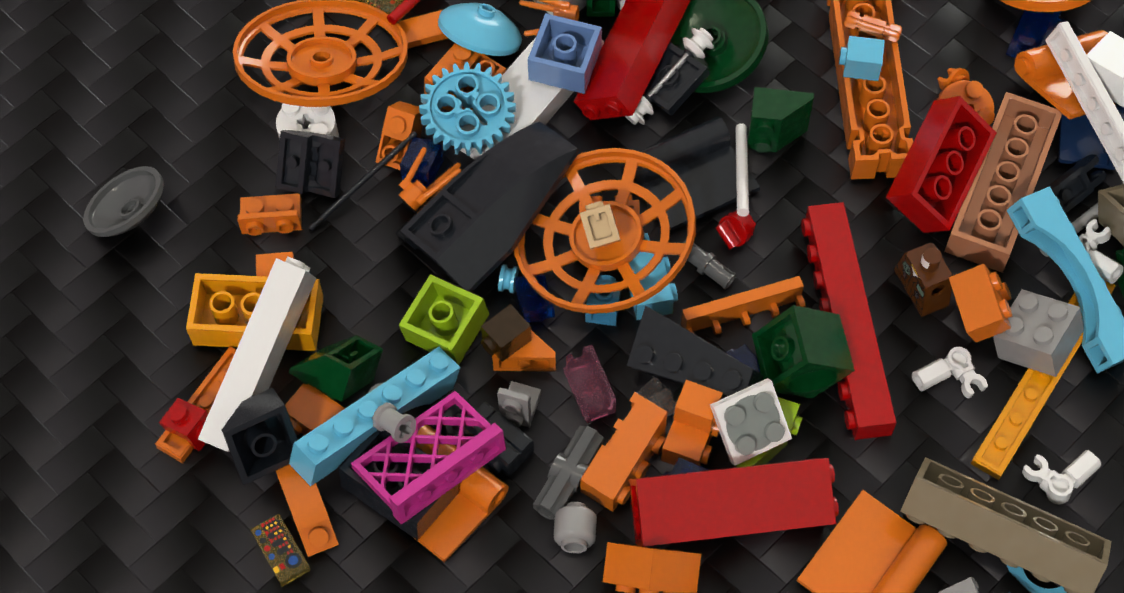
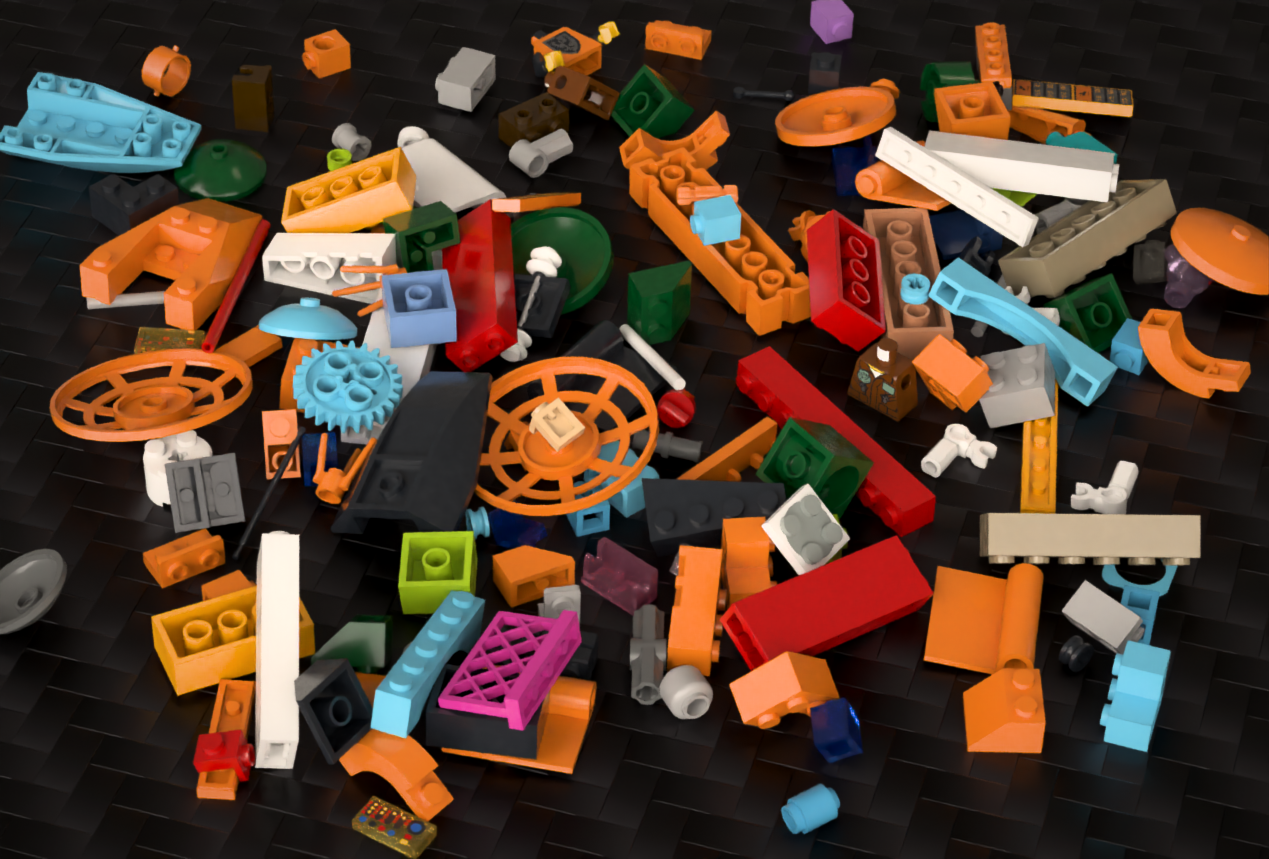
camera: 30 degrees left, 20 degrees down
(397, 424) = (461, 646): light grey bush -> none
(505, 333) = (516, 551): dark brown brick -> none
(1001, 190) = (915, 289): none -> medium azure bush

